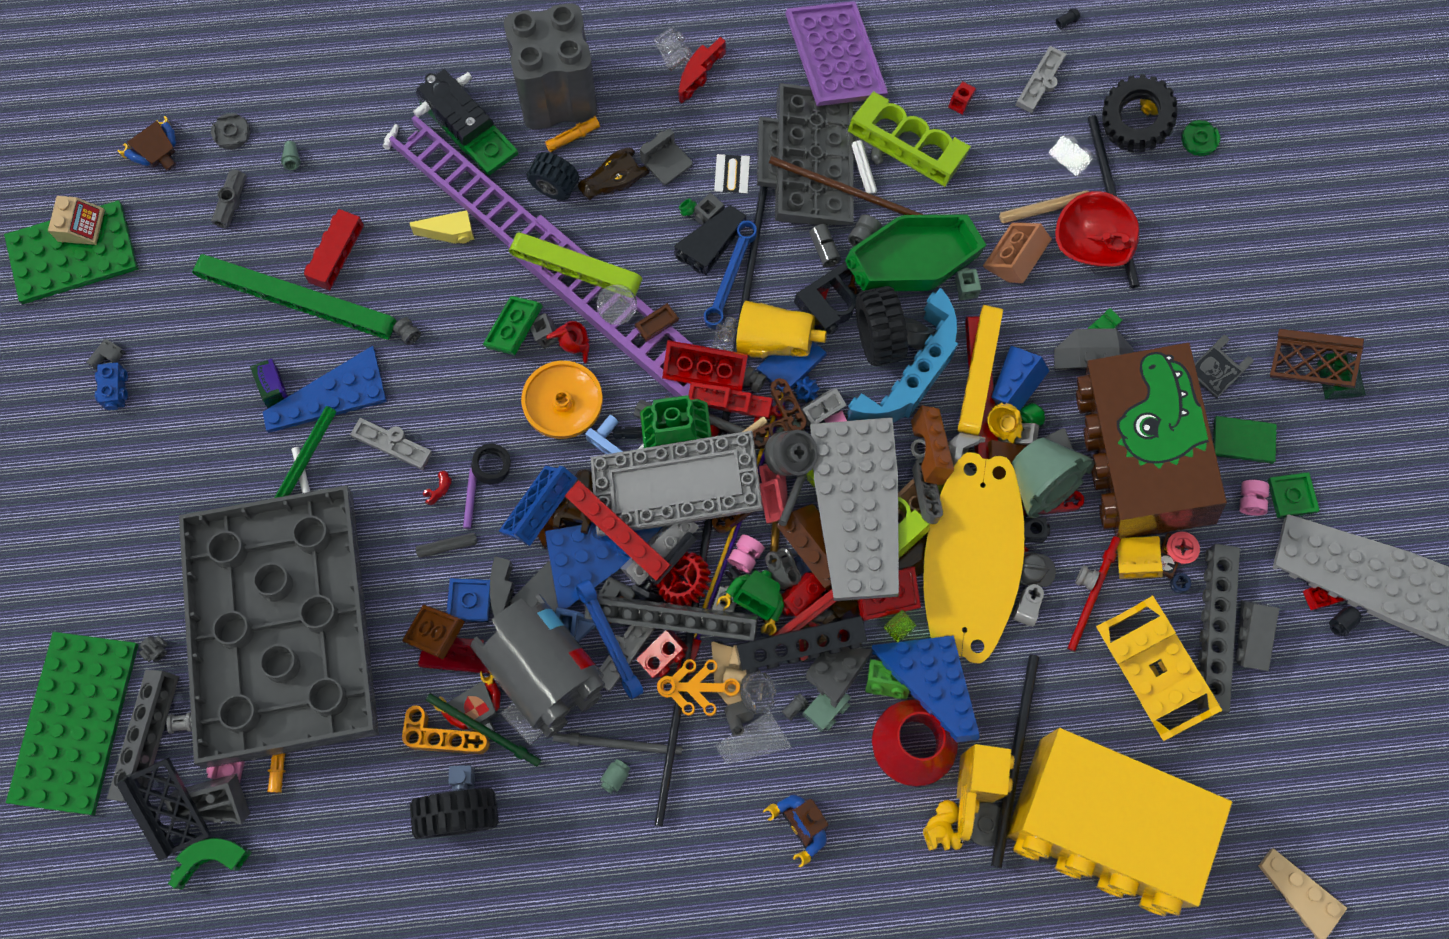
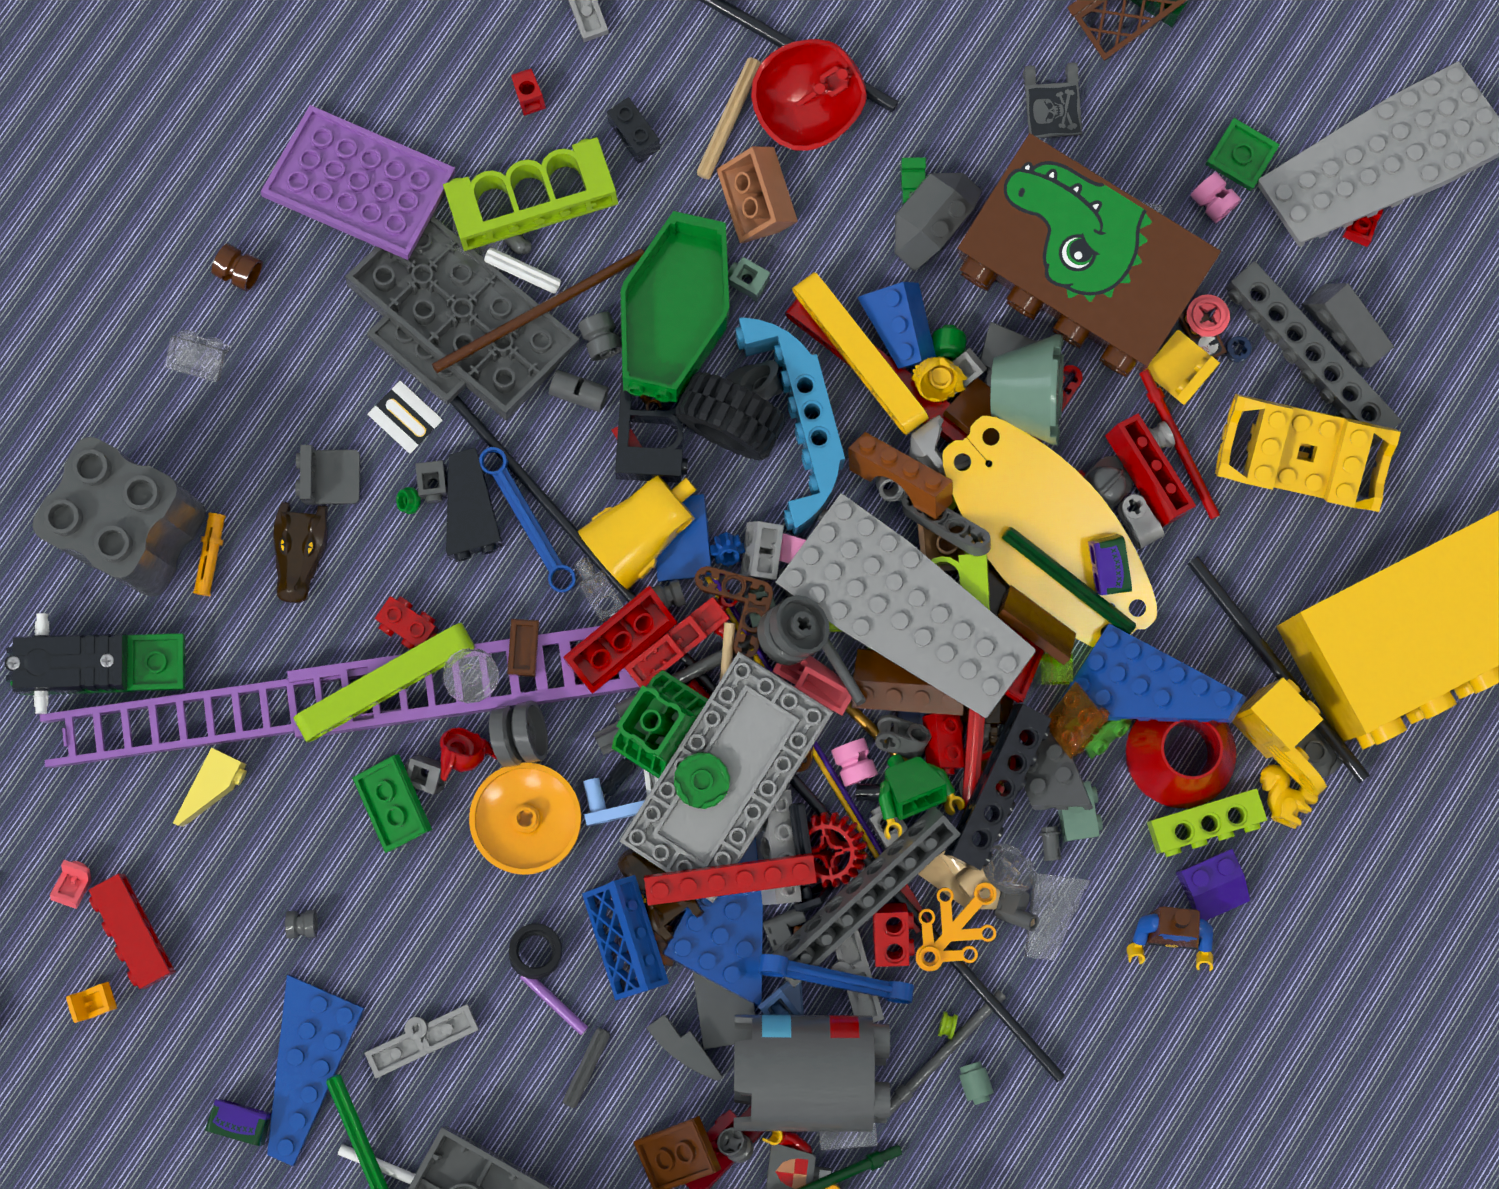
camera: 50 degrees left, 10 degrees up
(277, 259) = (91, 1002): none -> light orange bracket
(294, 296) = (152, 1019): green beam -> none
(337, 200) = (71, 884): none -> coral bracket
(393, 132) = (38, 760): white piece -> none
(444, 485) = (516, 1018): red piece -> none
(464, 660) = (729, 1142): none -> dark grey wheel
(469, 599) = (667, 1089): blue tile -> none
(553, 176) = (251, 620): black wheel -> none
(606, 357) = (518, 734): none -> dark grey wheel
(618, 252) = (400, 619): none -> red brick
(636, 731) = (947, 1025): none -> lime bush
(661, 469) = (701, 780): none -> green tile
(695, 70) = (248, 357): red slope -> none
(737, 32) = (240, 269): none -> reddish brown wheel
(853, 826) = (1215, 884): none -> dark purple slope
(878, 659) = (1076, 720): none -> clear orange hinge
(914, 589) = (1037, 625): none -> reddish brown tile
(918, 804) = (1246, 803): none -> lime brick
(957, 589) = (1068, 580): none -> dark green axle
(987, 604) = (1110, 565): none -> dark purple piece
(992, 163) = (633, 130): none -> black brick
(1041, 525) = (1075, 436): black brick -> none
(1063, 586) = (1150, 470): none -> red brick
(1071, 155) = (693, 36): clear bracket -> none
(1244, 439) = (1147, 149): green tile -> none
(1345, 621) = (1405, 224): black brick -> none

